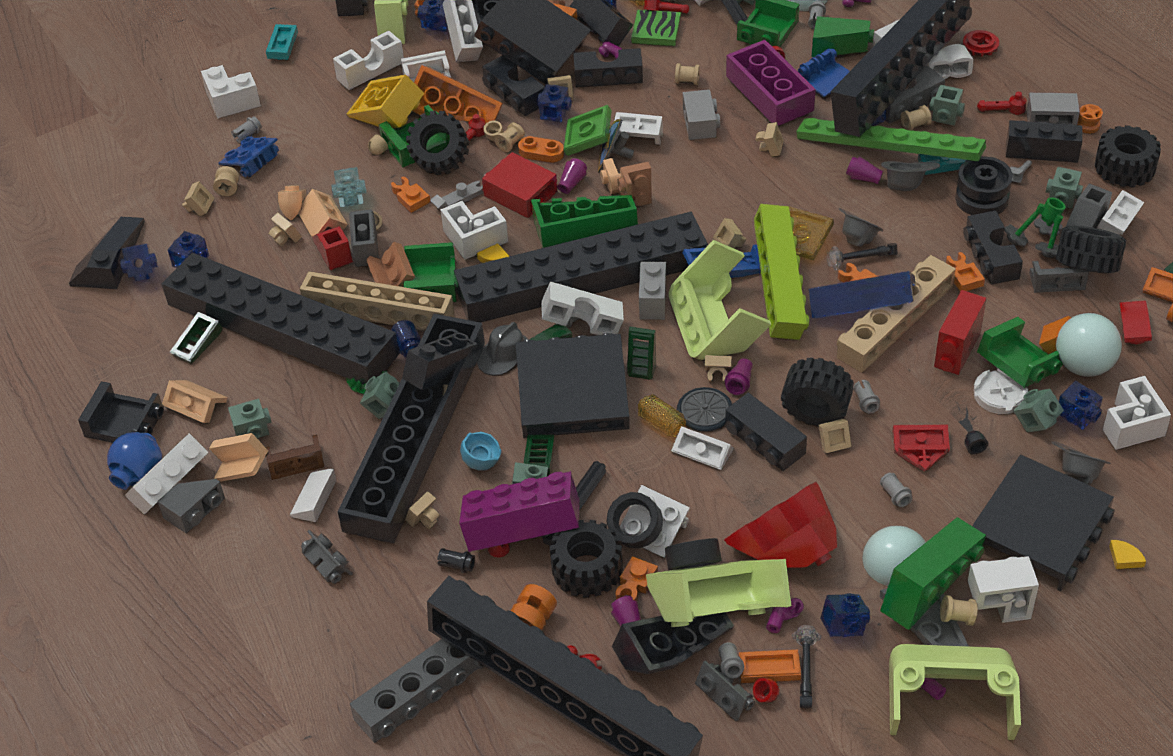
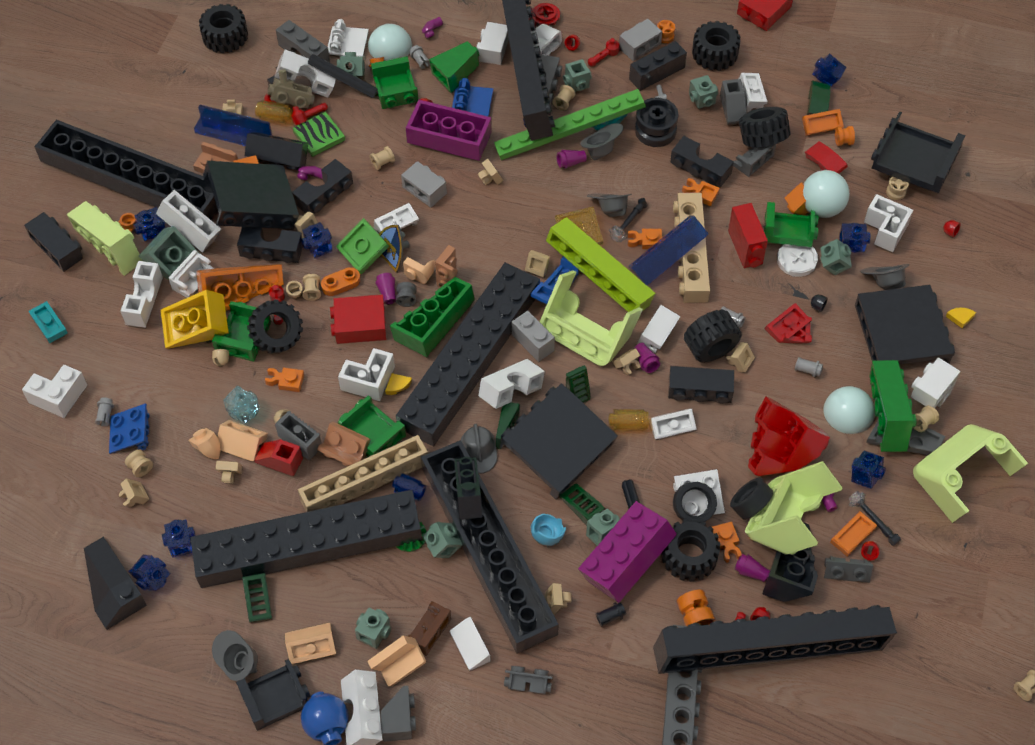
camera: 45 degrees left, 10 degrees up
(126, 366) = (234, 655): none -> dark grey piece
(426, 39) = (167, 250): none -> sand green slope
(462, 193) = (322, 357): light grey piece -> none
(582, 188) = (406, 294): none -> dark grey wheel
(704, 408) = (645, 394): dark grey wheel -> none
(732, 664) = (838, 549): light grey pin -> none
(777, 356) = (659, 328): none -> white hinge
(980, 78) = (569, 42): none -> red hinge
(1047, 223) = (717, 123): plant -> none

